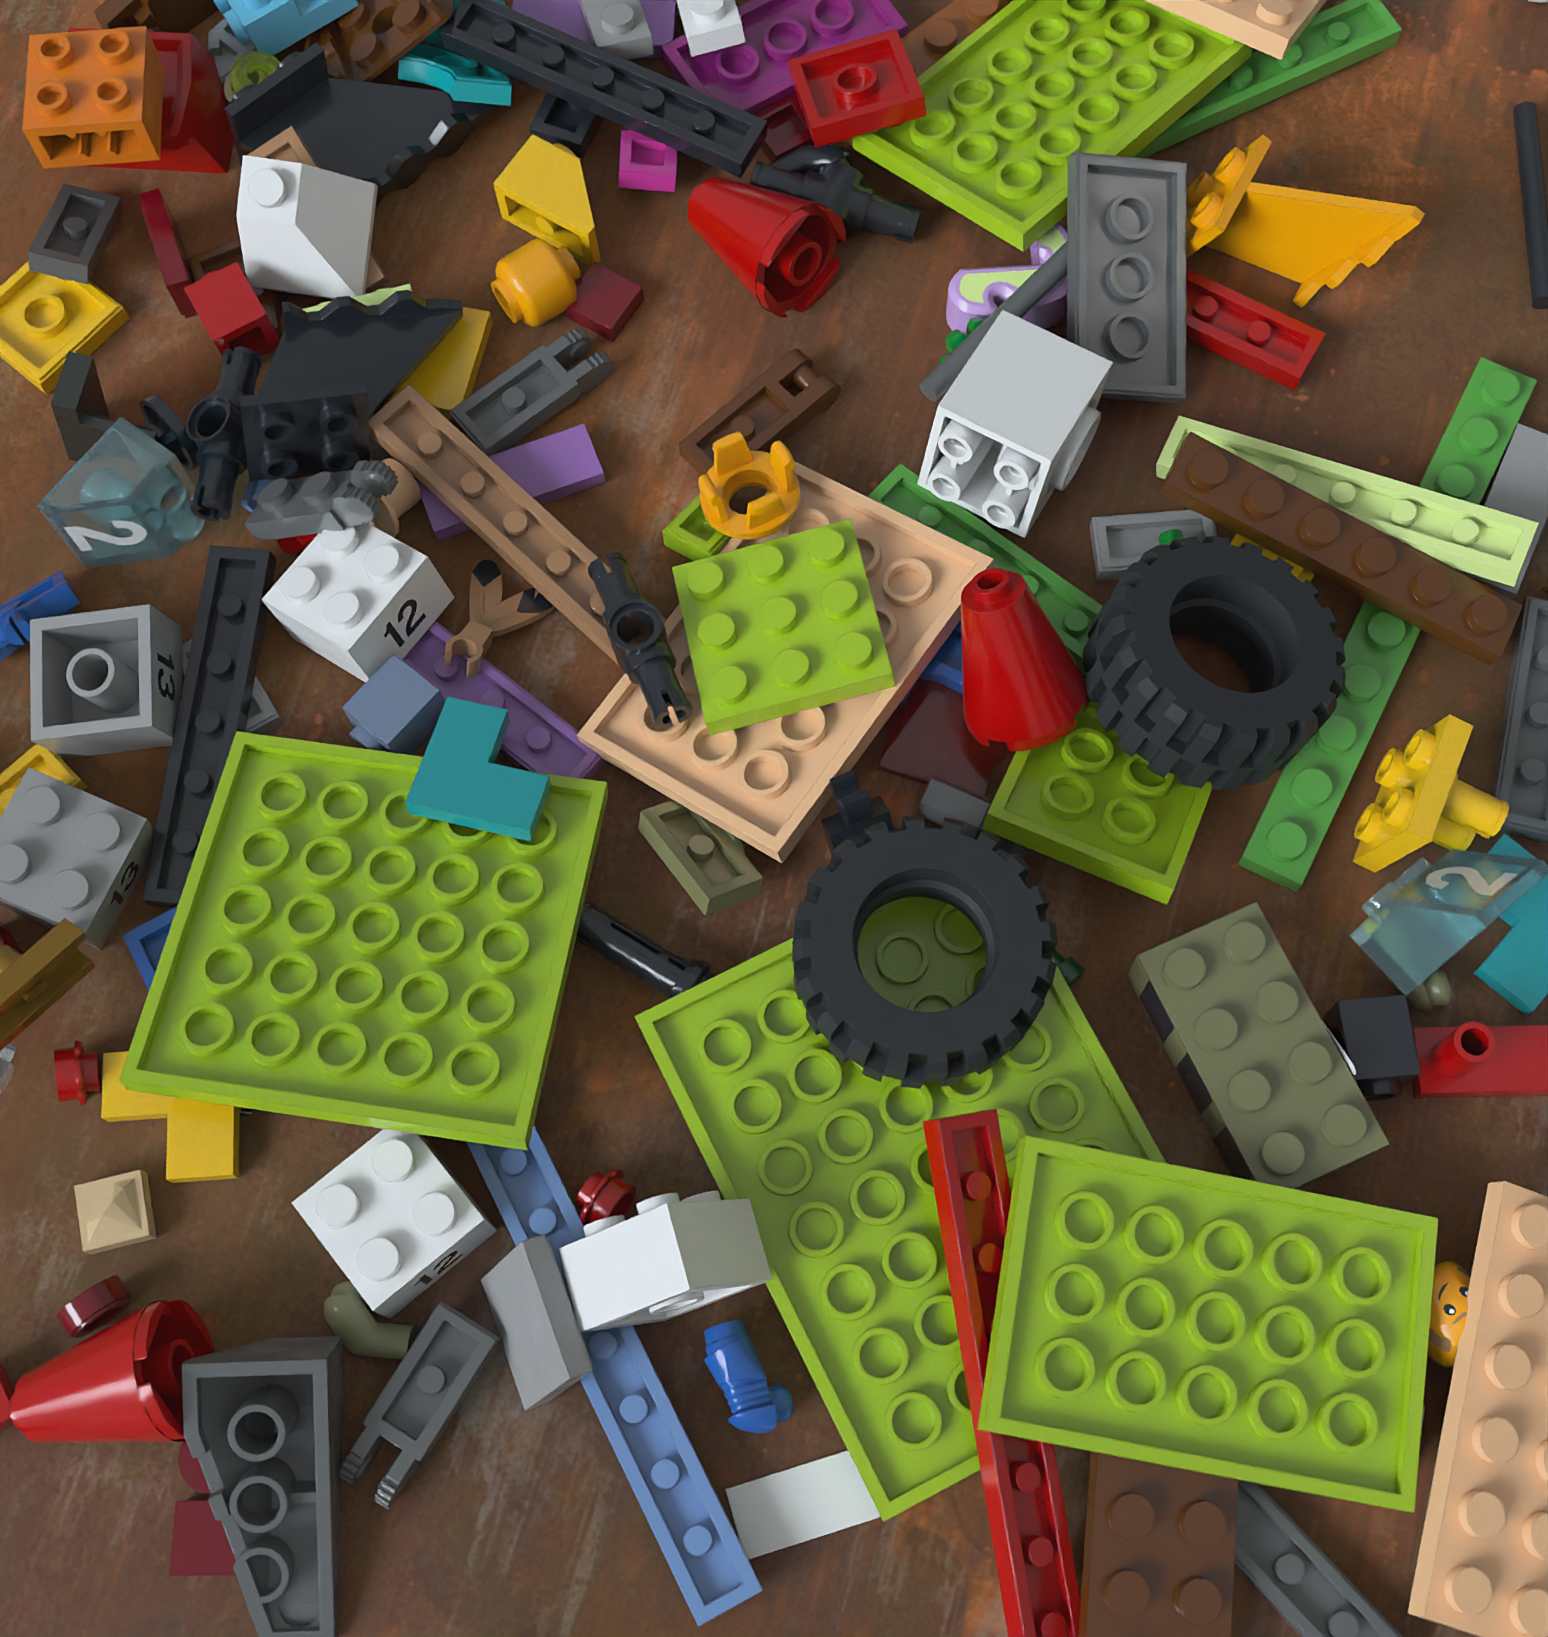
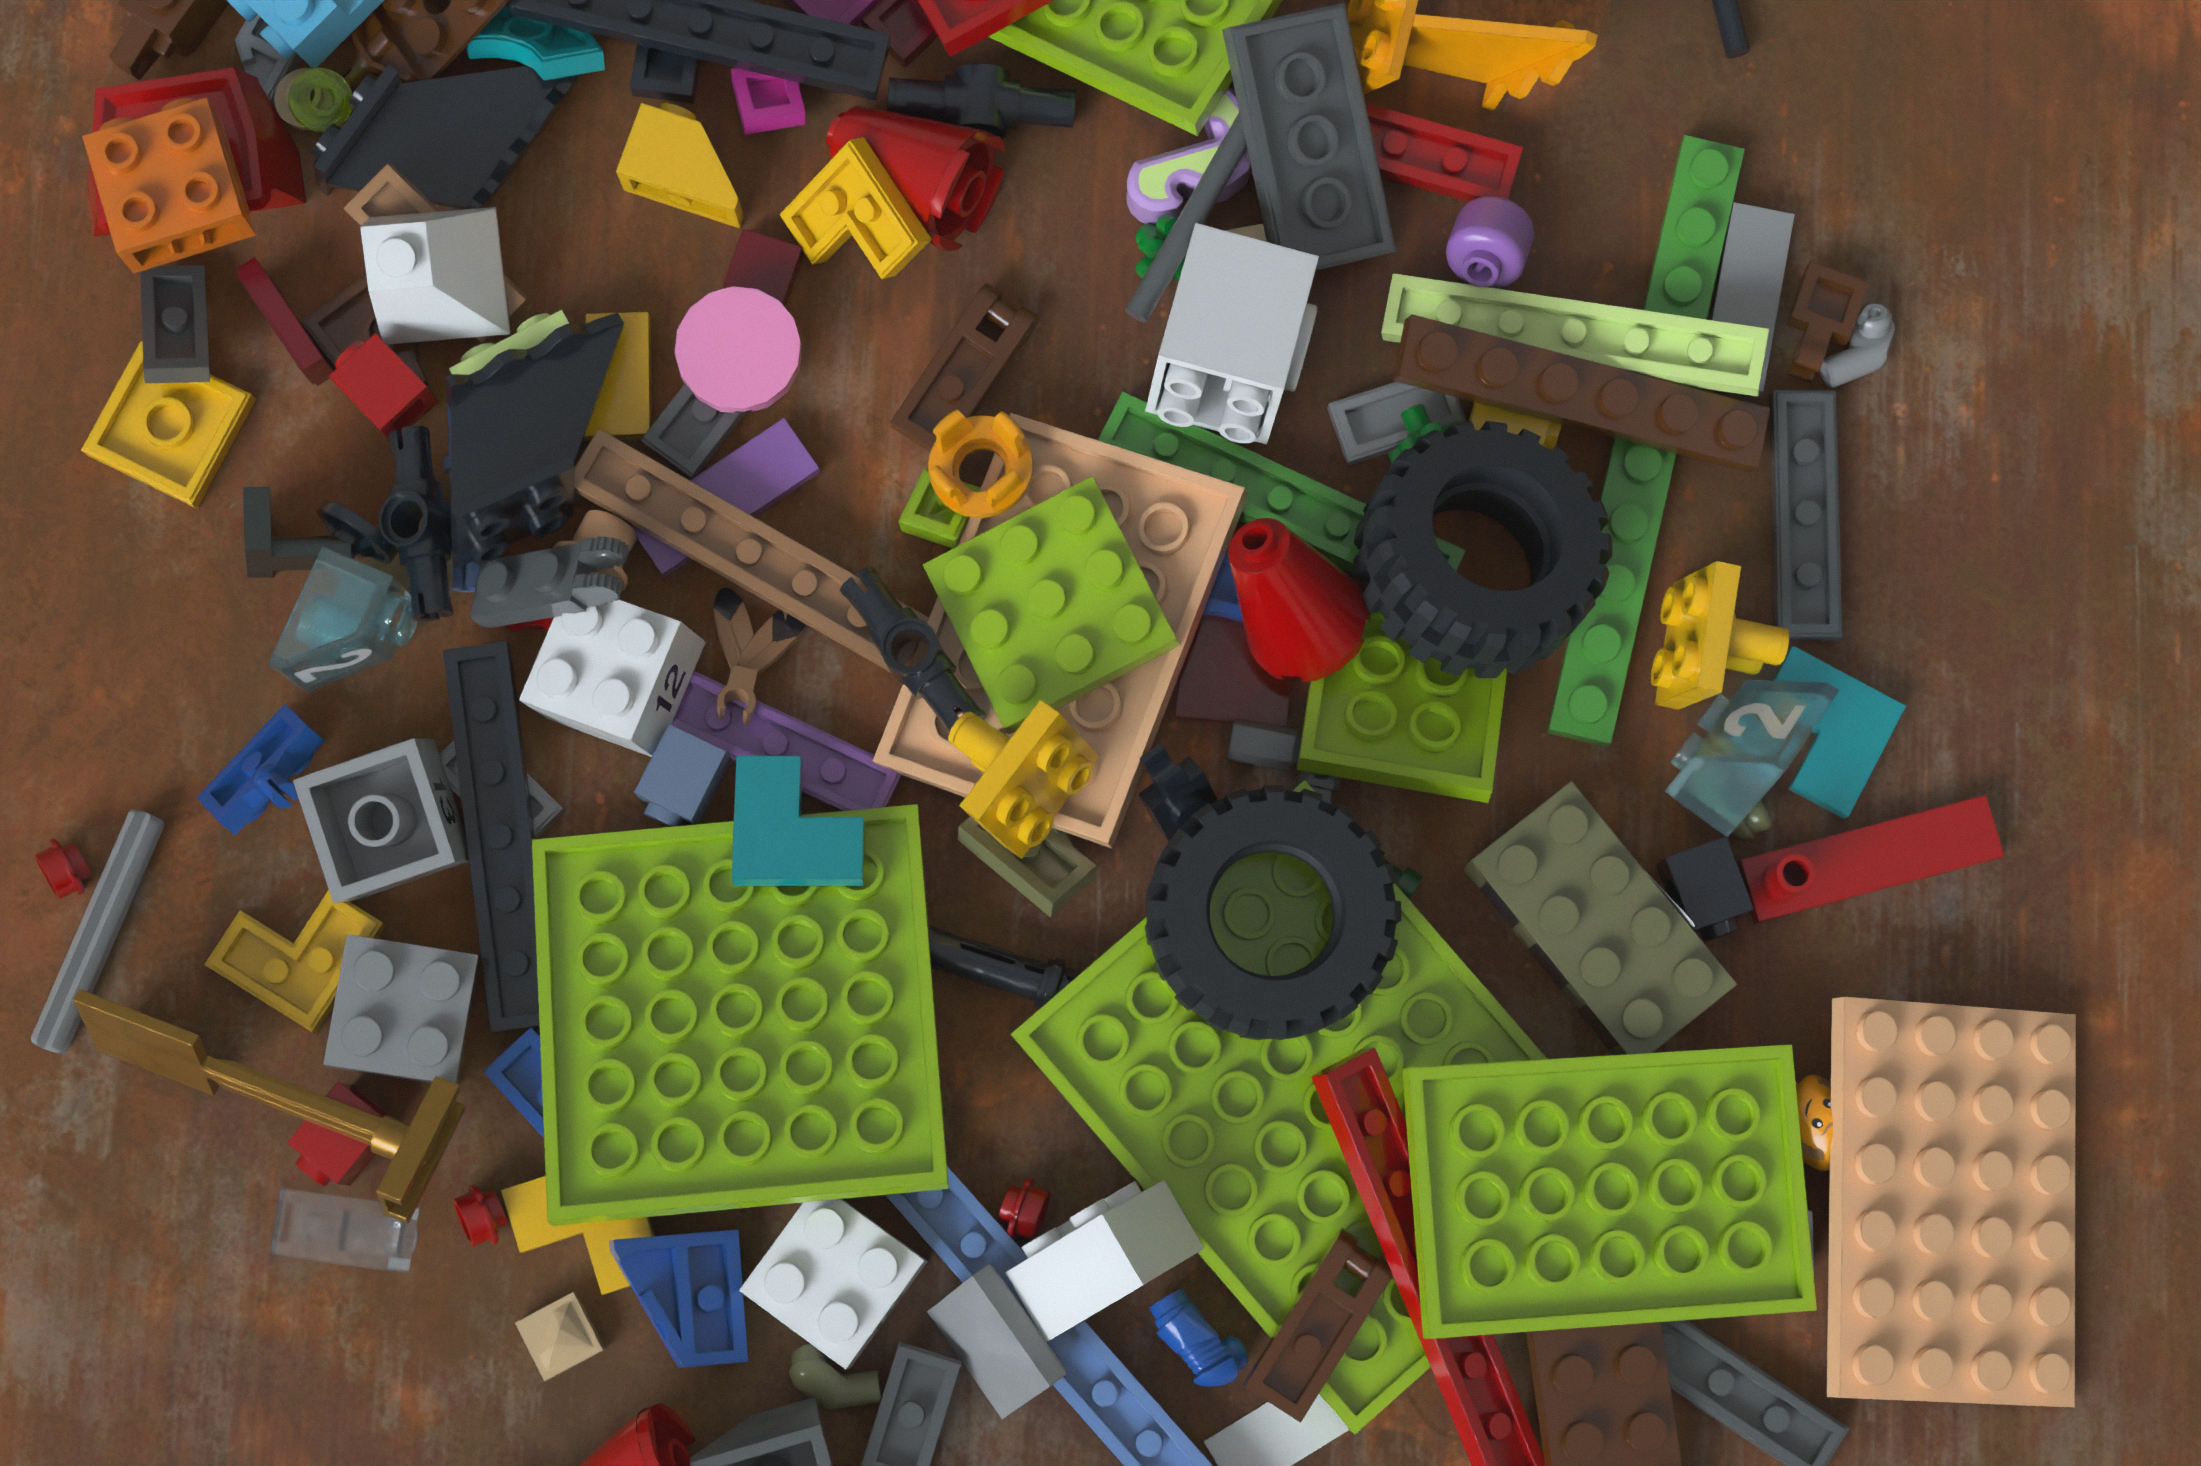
camera: 20 degrees left, 10 degrees up
(94, 1307) = (574, 1429): dark red tile -> none
(248, 1198) = (689, 1293): none -> blue wing
(536, 282) = (688, 267): light orange head -> none
(557, 351) = (738, 350): none -> bright pink tile
(698, 251) = (860, 201): none -> yellow tile
(709, 759) = (1023, 775): none -> yellow plate
(812, 159) = (933, 58): black arm -> none
(870, 1395) = (1318, 1327): none -> reddish brown plate
(1278, 403) = (1490, 242): none -> medium lavender head

